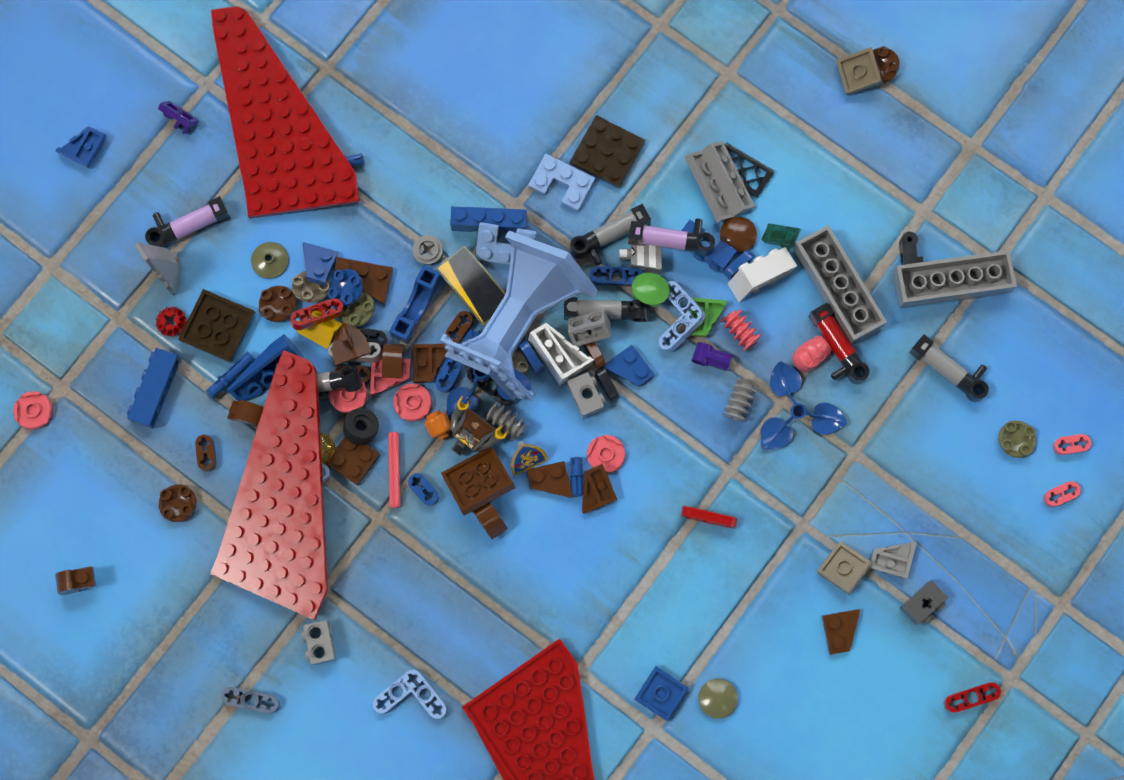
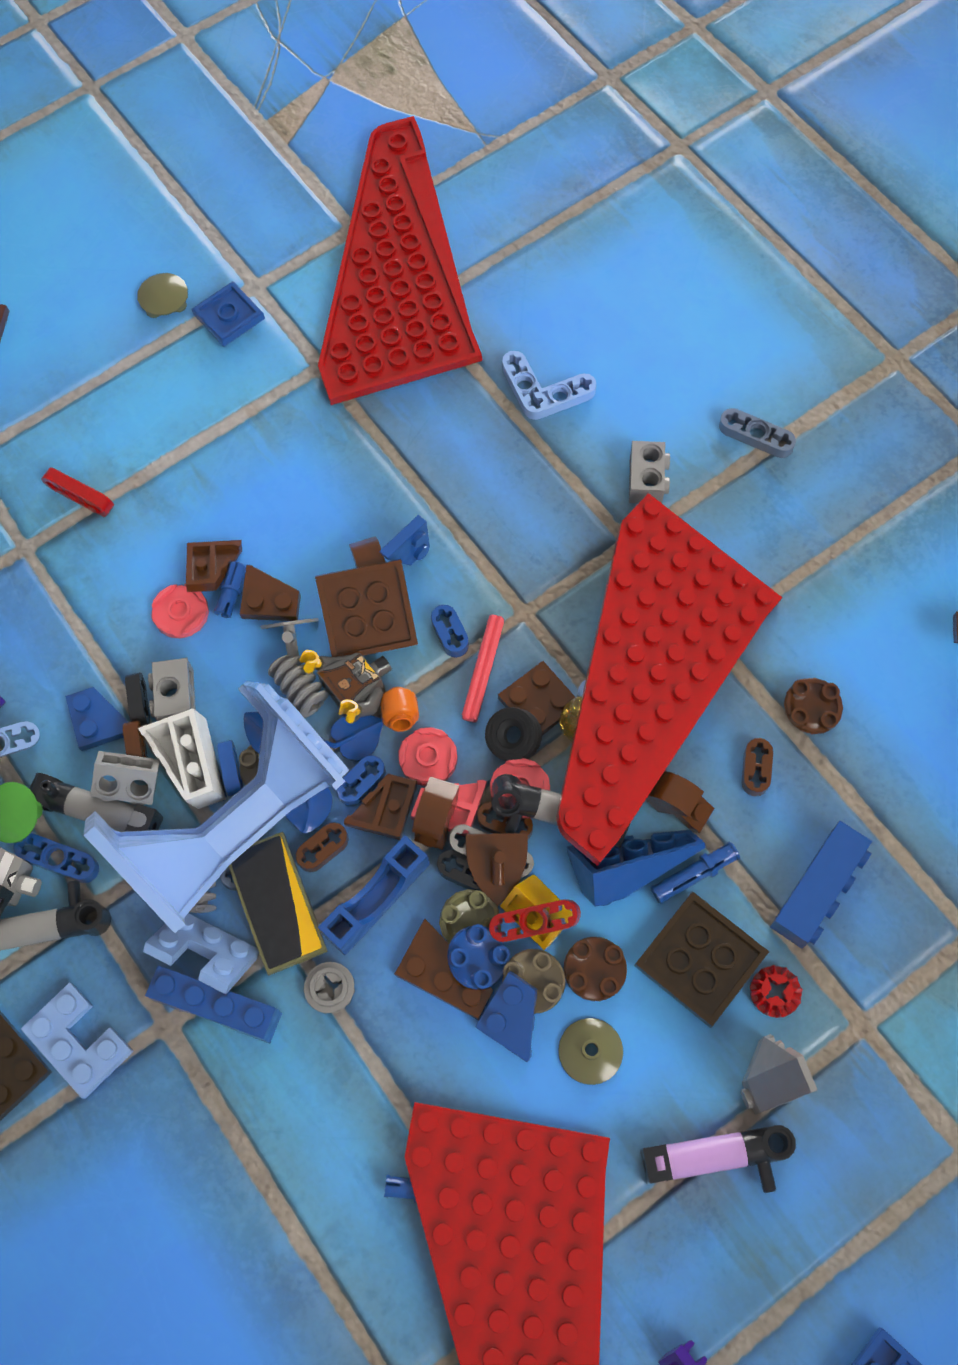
camera: 160 degrees left, 10 degrees down
(462, 536) = (409, 543): none -> blue wing

